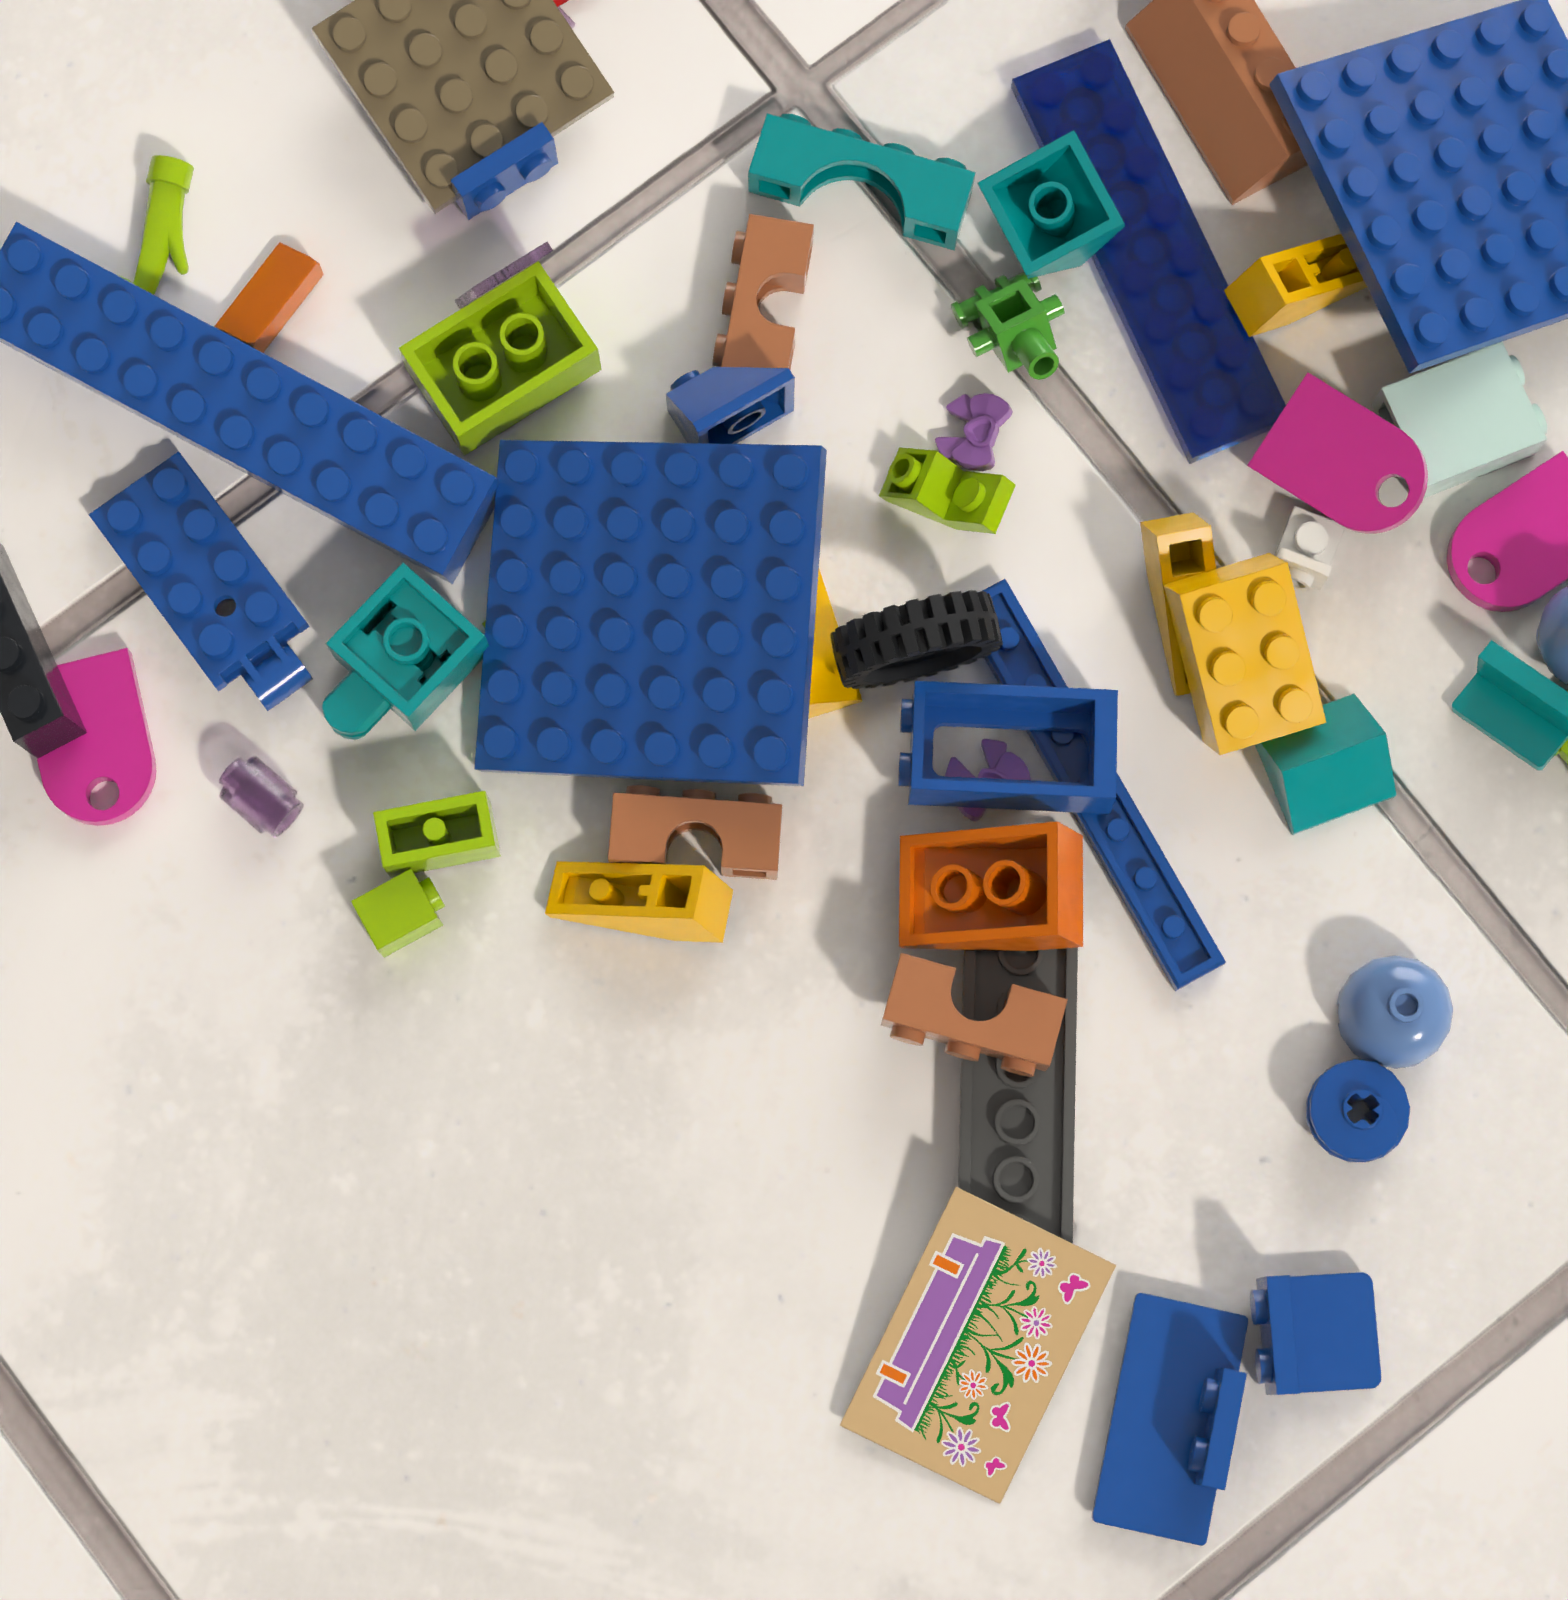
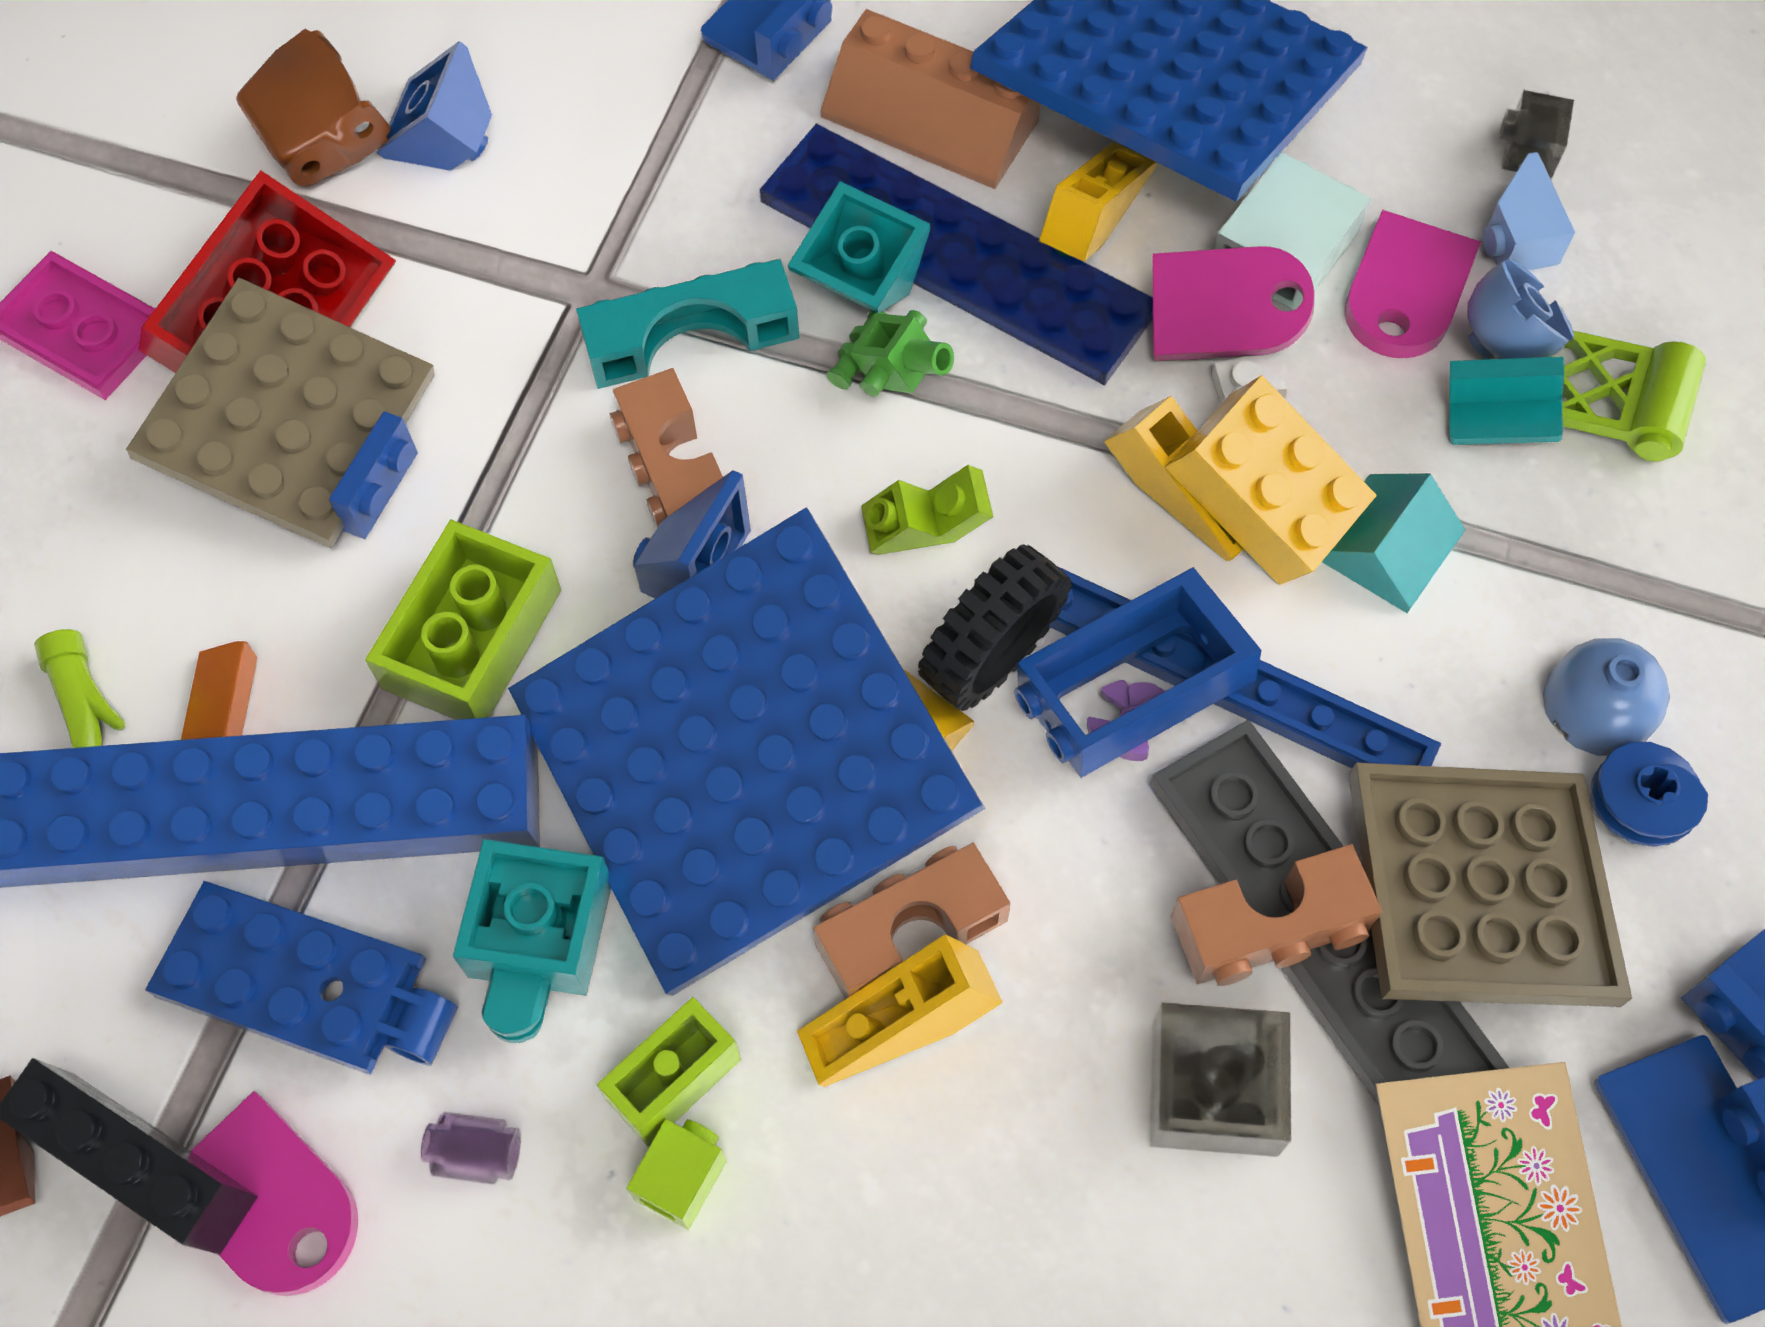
camera: 30 degrees left, 15 degrees down
(503, 275) = (424, 546): clear purple piece -> none
(842, 1106) = (1221, 1079): none -> clear smoke brick
(983, 417) = (916, 440): medium lavender piece -> none
(992, 889) = (1208, 798): orange slope -> none
(1164, 1095) = (1487, 886): none -> dark tan plate

